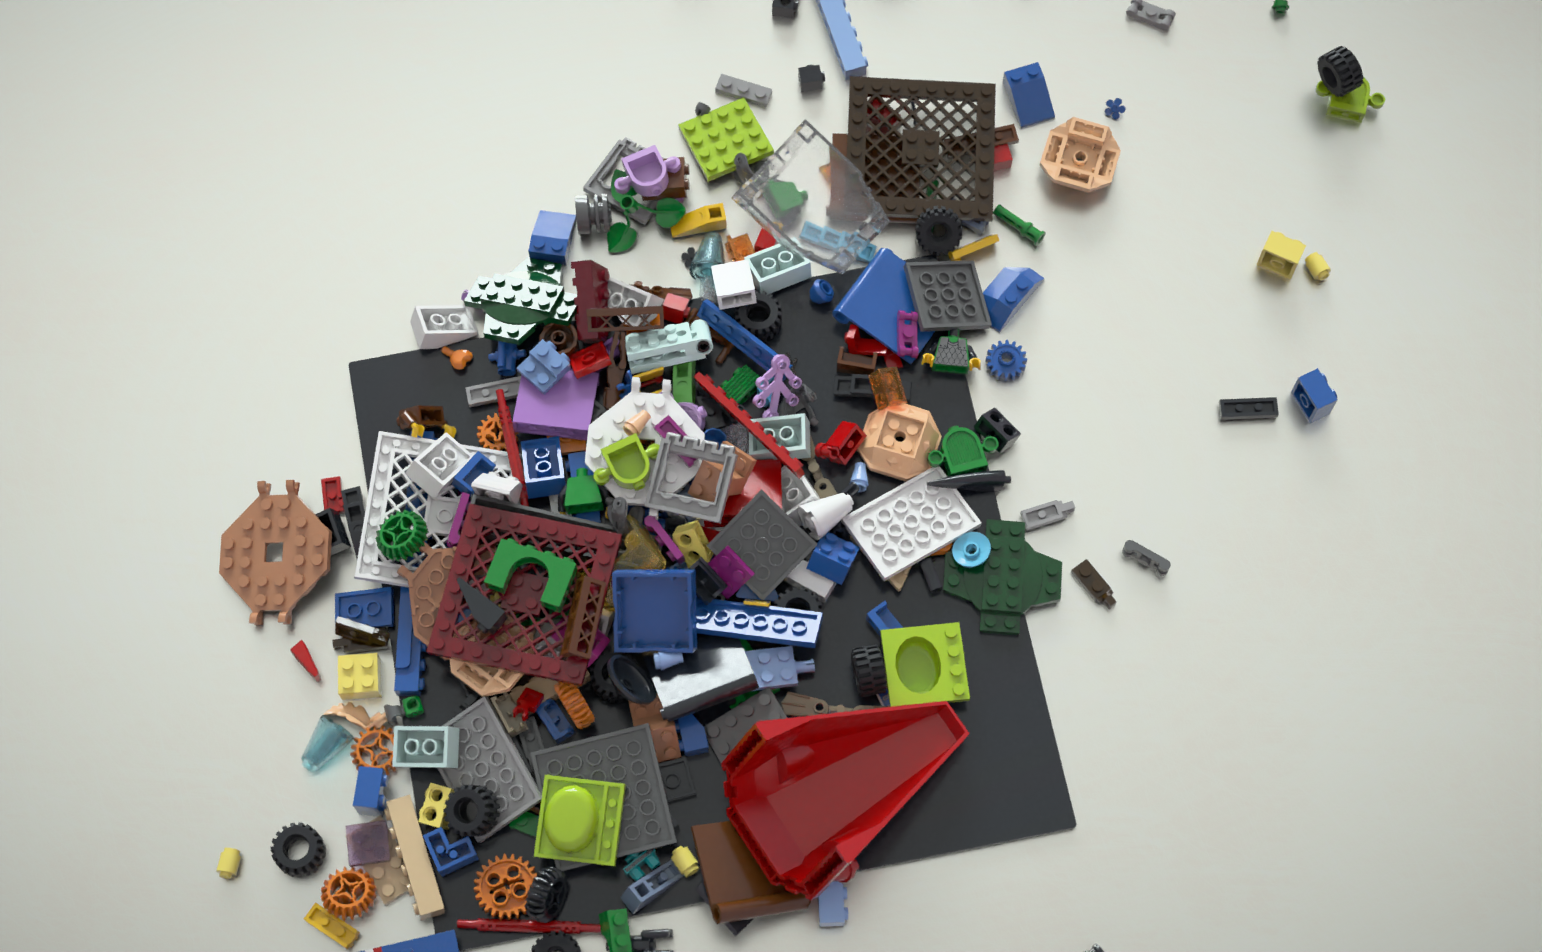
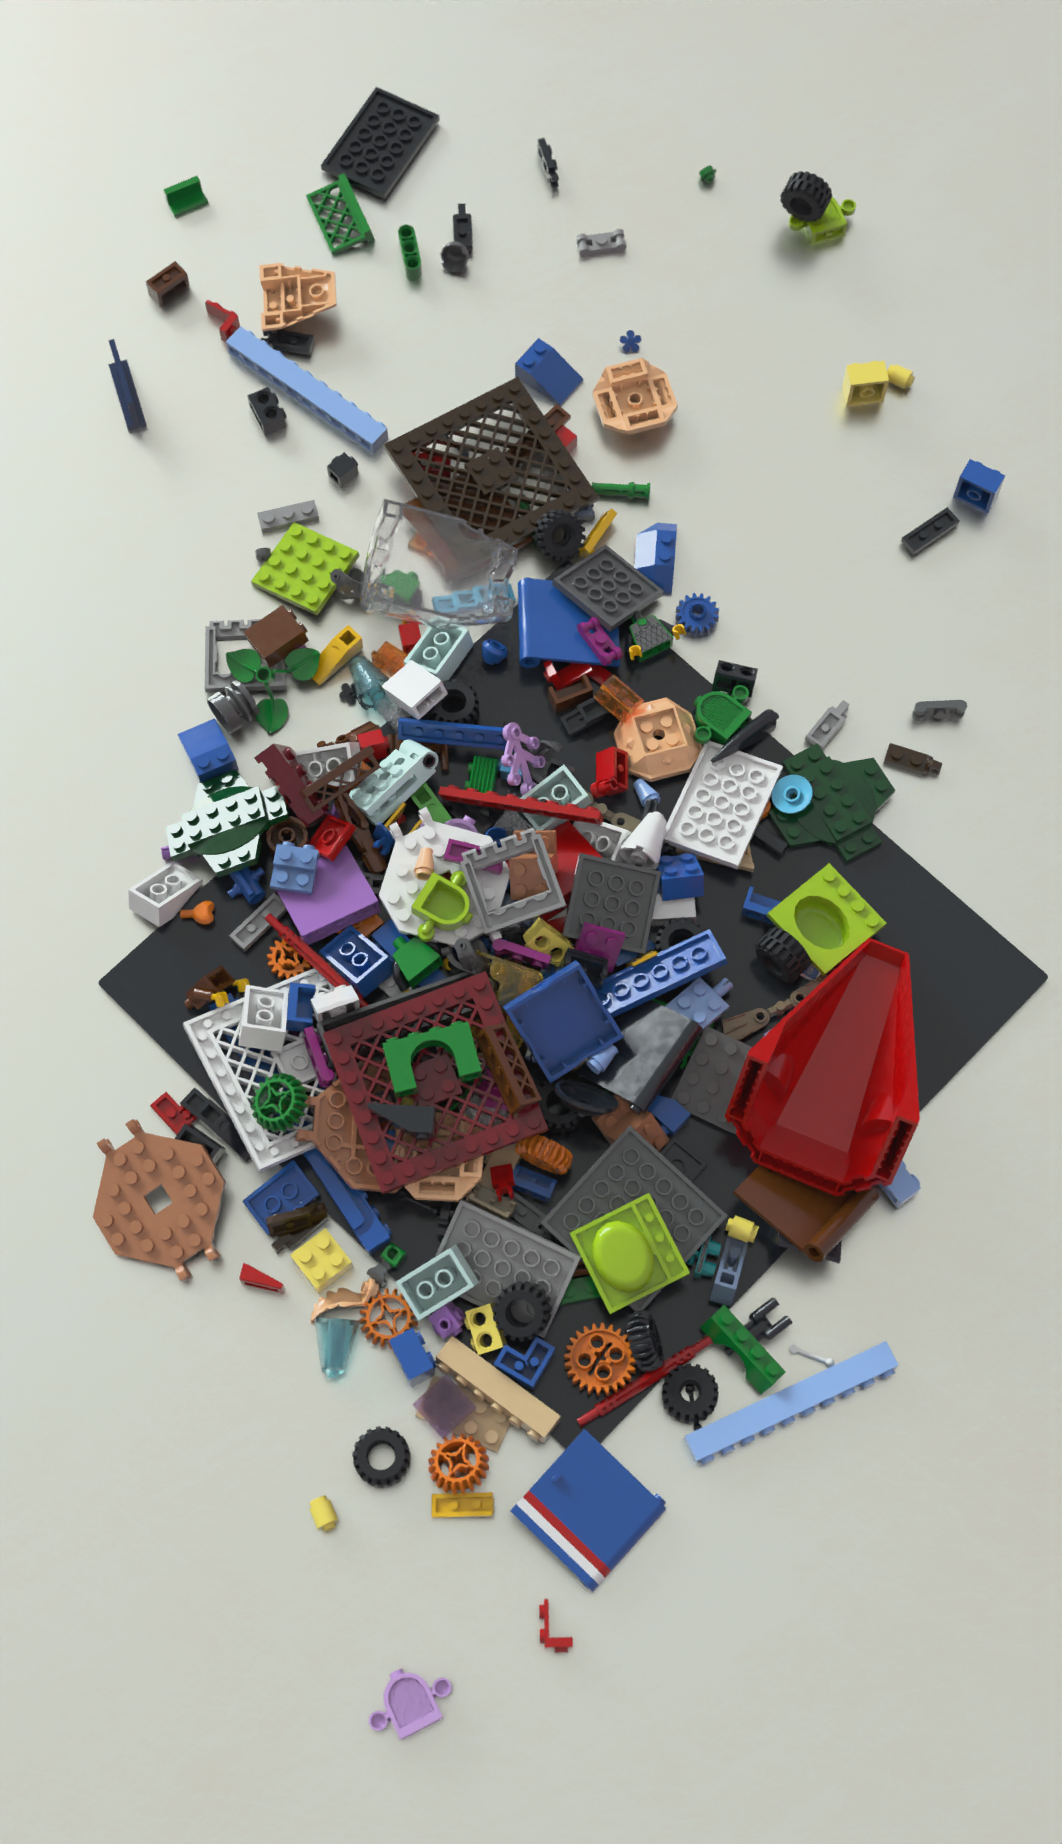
camera: 35 degrees left, 0 degrees up
(415, 781) = (447, 1320): none -> medium lavender brick
(646, 172) = (259, 638): lavender piece -> none

